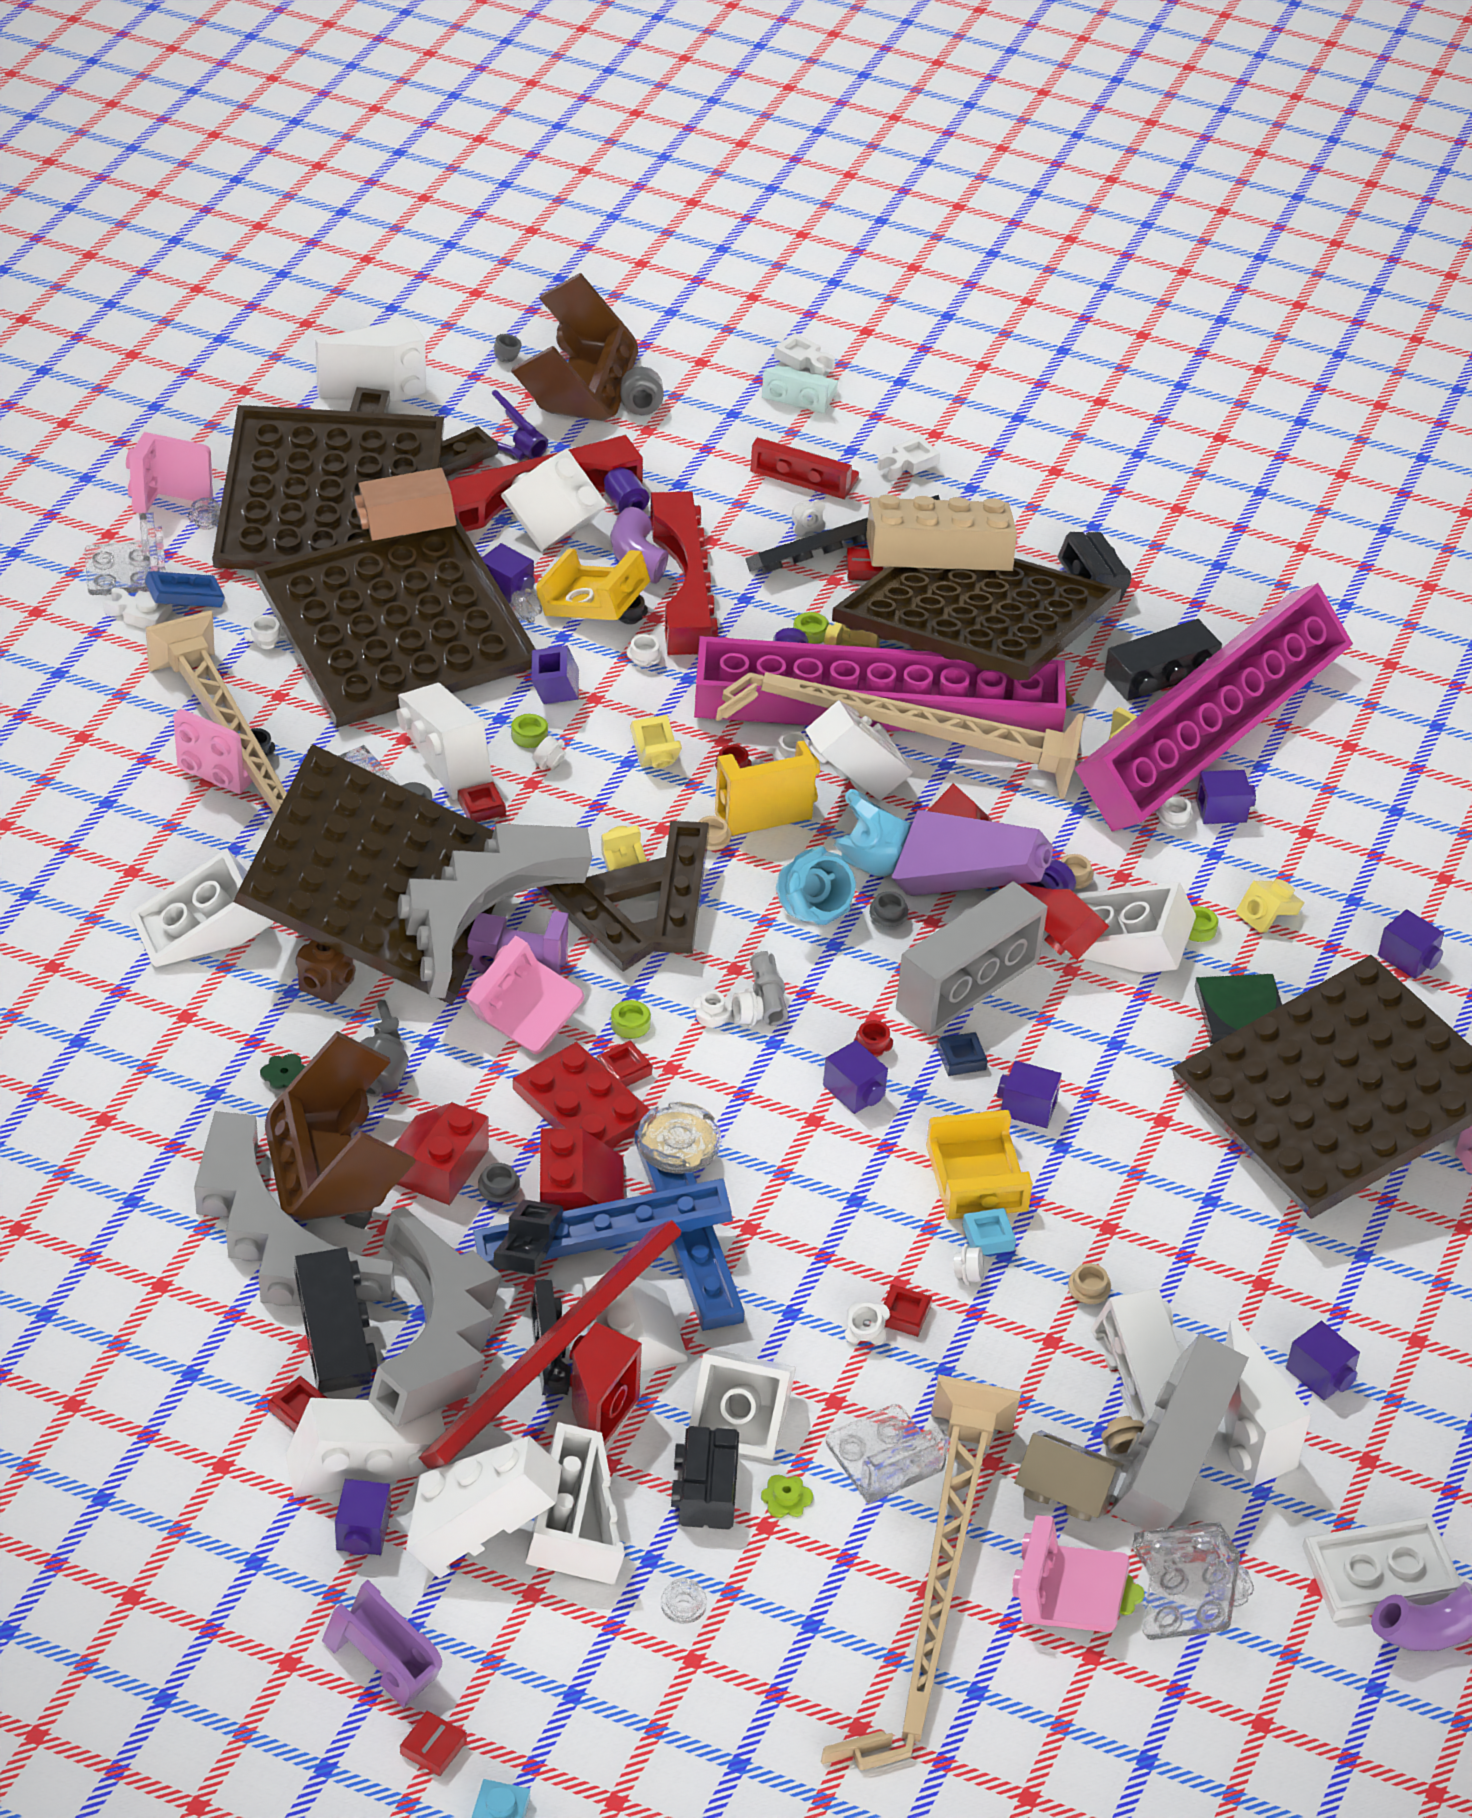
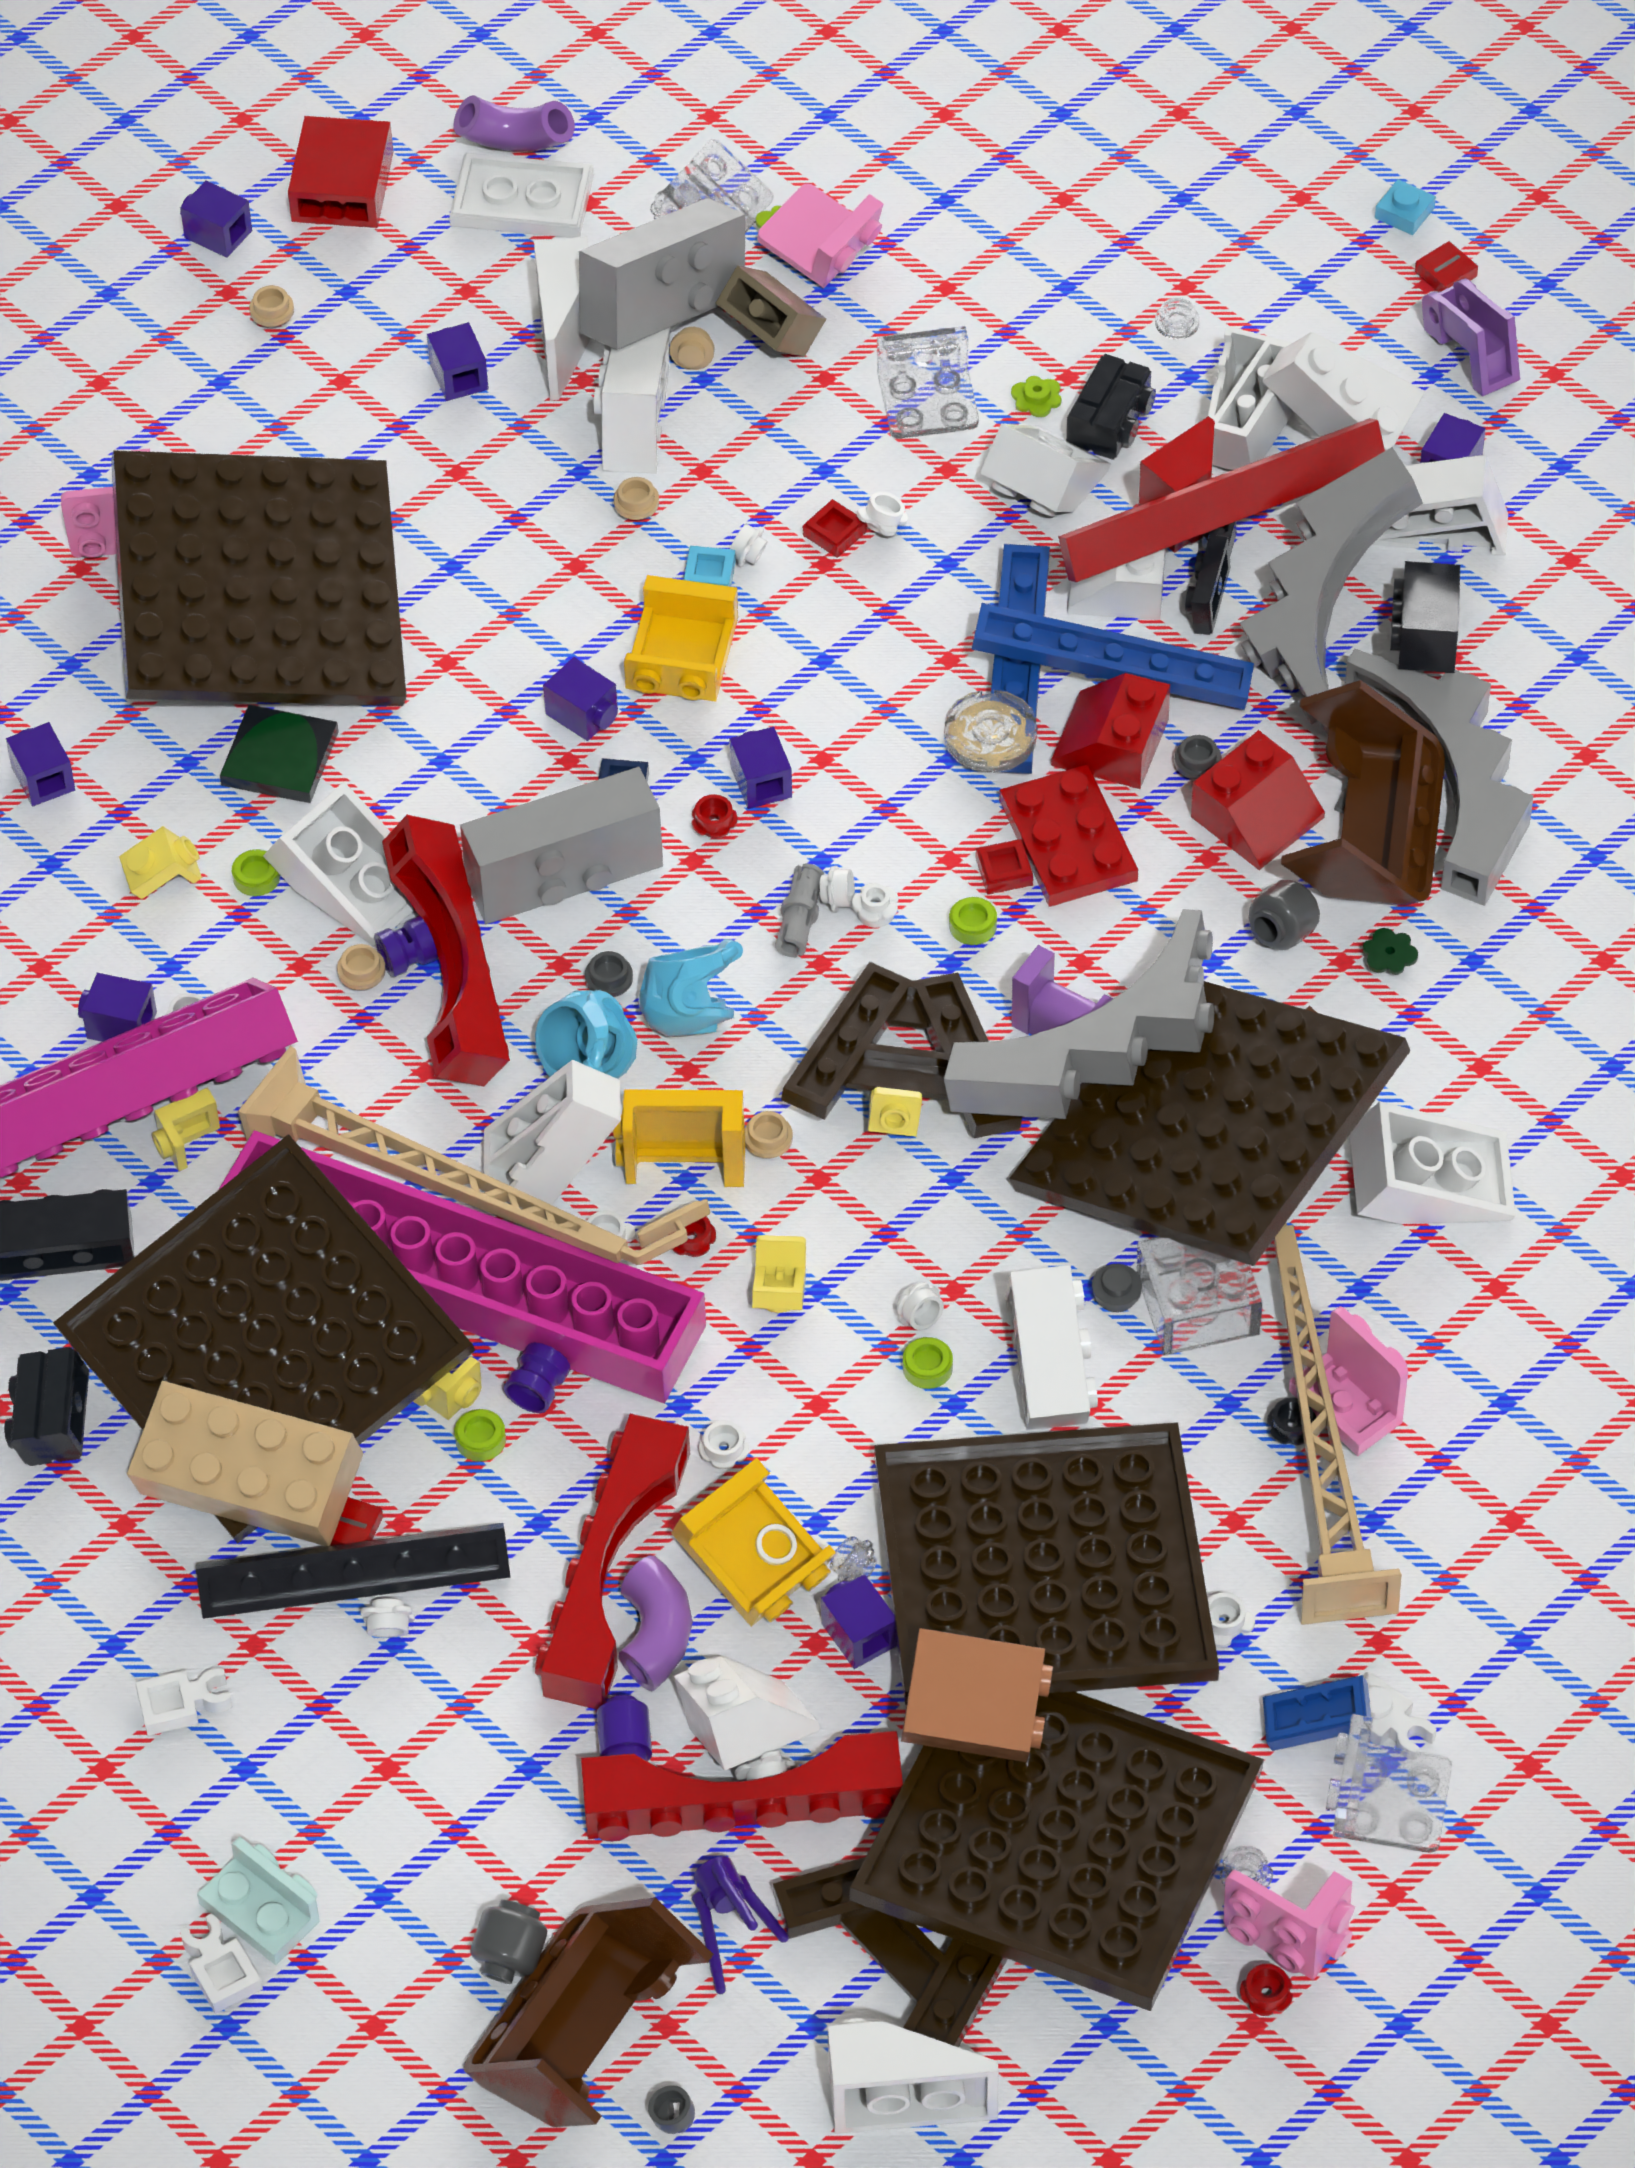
camera: 155 degrees left, 10 degrees up
(292, 1401) = (1482, 590): red tile -> none
(388, 1024) = (1256, 970): dark grey hand -> none
(481, 802) = (1030, 1255): red tile -> none
(523, 997) = (1092, 945): bright pink bracket -> none
(528, 1237) = (1199, 649): black slope -> none
(555, 674) = (869, 1399): dark purple brick -> none
(802, 468) = (339, 1730): red panel -> none
(968, 854) = (493, 947): medium lavender slope -> none
(973, 1416) = (833, 385): tan piece -> none

